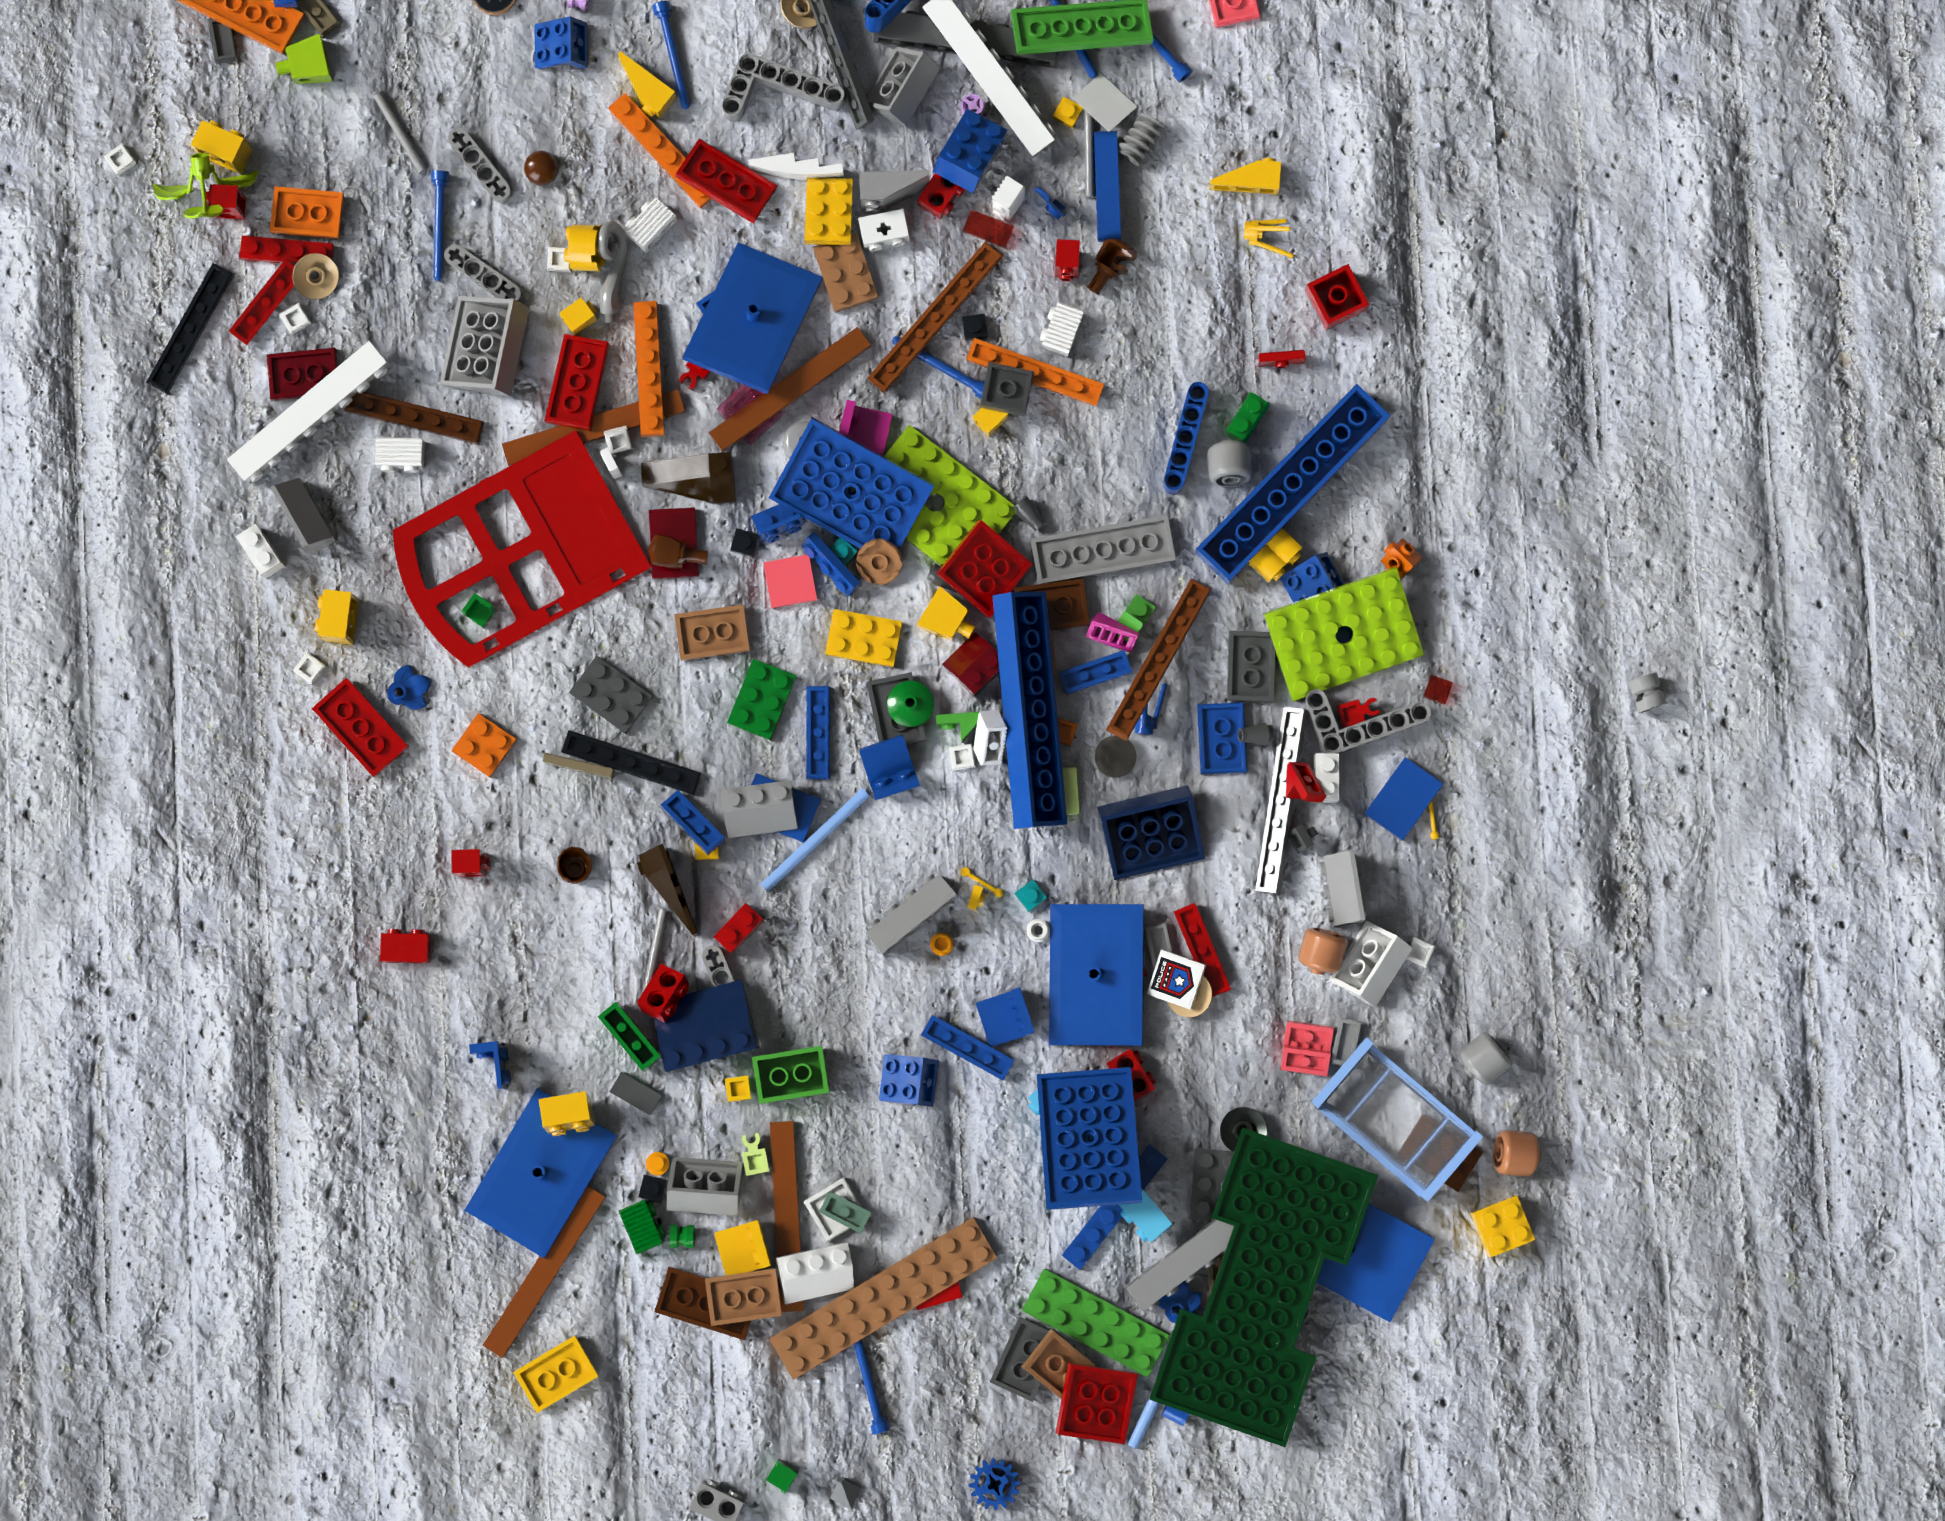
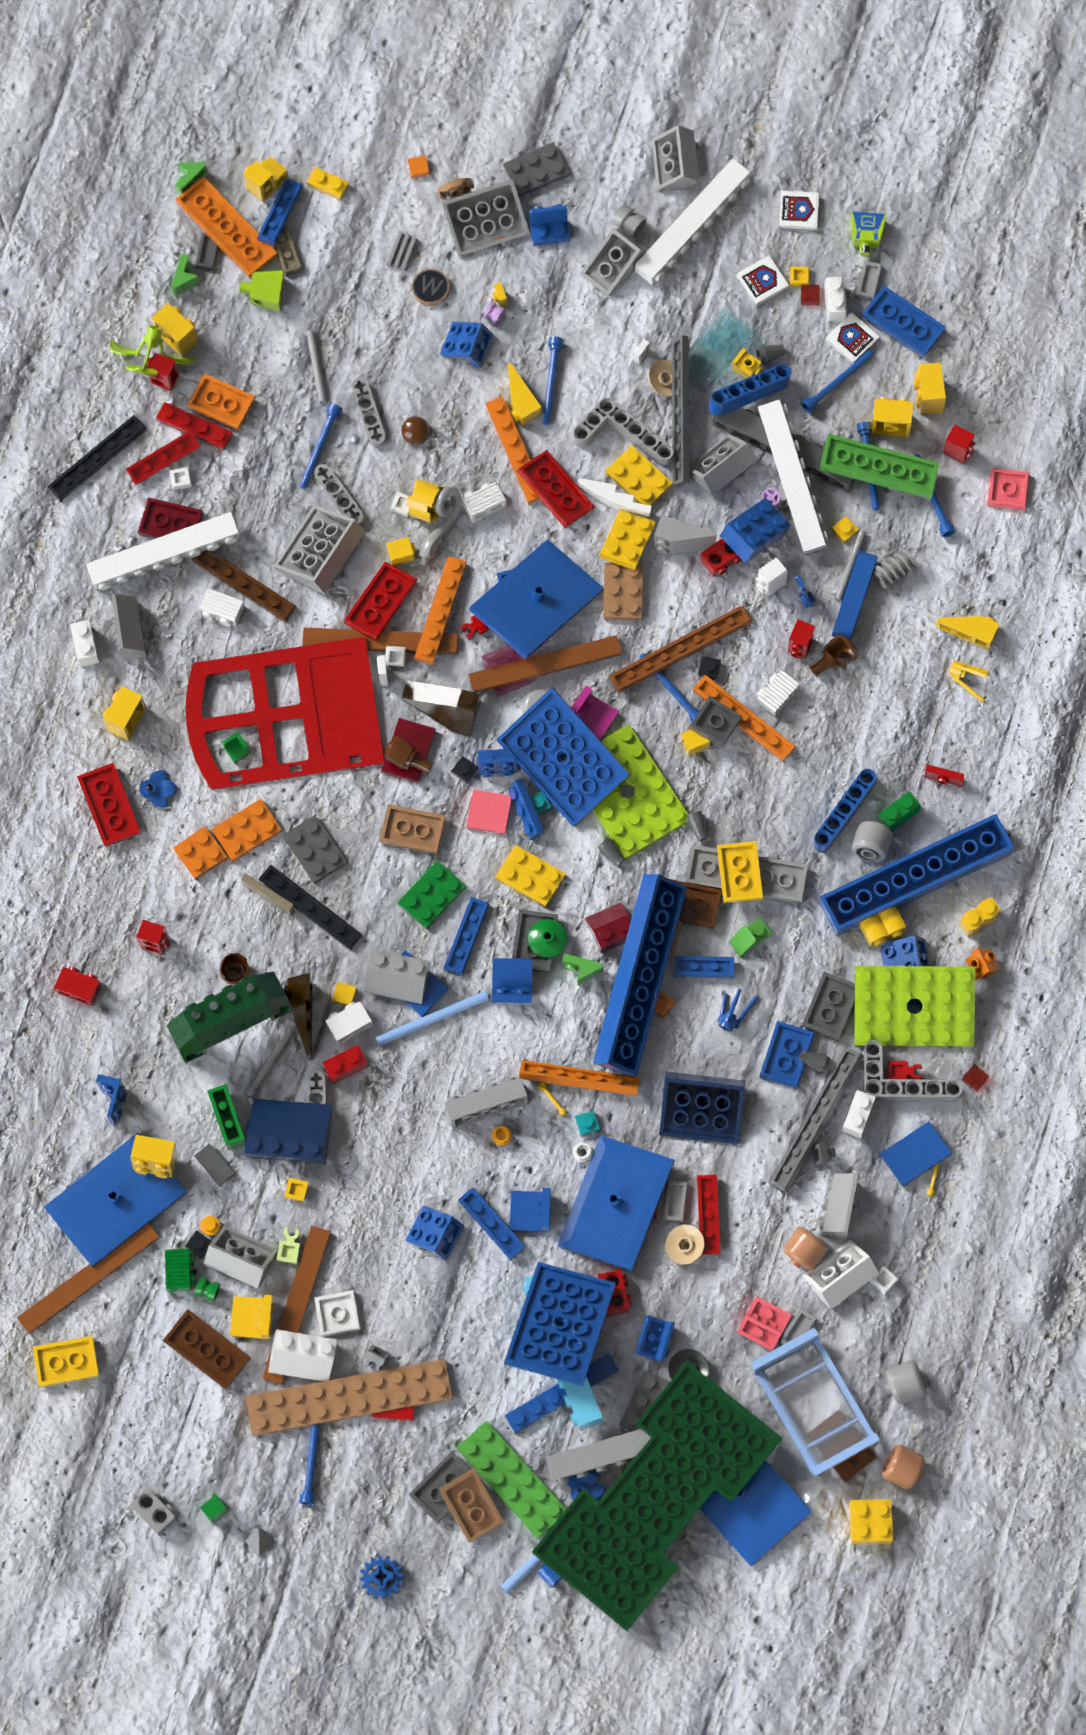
camera: 20 degrees right, 10 degrees down
(120, 159) = (93, 313): white tile -> none
(207, 84) = (183, 279): none -> bright green slope
(309, 668) = (87, 746): white tile -> none
(321, 285) = (215, 458): tan dish -> none
(526, 700) = (246, 830): none -> orange plate
(595, 931) = (227, 1014): none -> dark green wedge
(658, 991) = (265, 1092): red brick -> none
(692, 822) = (340, 969): blue plate -> none
(724, 879) = (348, 1022): none -> white brick
(743, 1297) = (237, 1353): medium nougat plate -> none
(791, 1075) = (342, 1193): bright green brick -> none
(814, 133) = (638, 477): none -> yellow plate
(845, 1212) = (344, 1316): sand green plate -> none
(879, 561) = (565, 820): medium nougat tile -> none
(895, 226) = (658, 561): white brick -> none
(897, 1241) = (376, 1355): none -> tile
(945, 617) = (601, 881): yellow torso -> none
(962, 757) = (573, 996): white tile -> none
(977, 898) = (543, 1108): yellow plate -> none
(983, 567) = (645, 851): red plate -> none
(988, 229) = (748, 596): clear red tile -> none
(990, 737) = (600, 985): white brick -> none
(1003, 848) = (579, 1077): none -> orange plate
(1071, 790) = (650, 1052): yellowish green tile -> none
(1096, 552) = (739, 872): none -> yellow plate
(1096, 1403) = (488, 1542): red plate -> none
(1104, 102) = (876, 531): white sticker -> none
(1104, 637) = (720, 940): dark pink slope -> none
(1115, 757) = (696, 1038): clear smoke piece -> none
(1158, 659) = (758, 972): dark orange tile -> none
(1176, 979) = (678, 1229): tile -> none
(1194, 1110) = (655, 1338): none -> blue bracket
(1302, 783) = (837, 1109): red slope -> none
(1337, 297) = (1006, 743): red brick -> none
(1380, 504) = (975, 919): none -> yellow brick

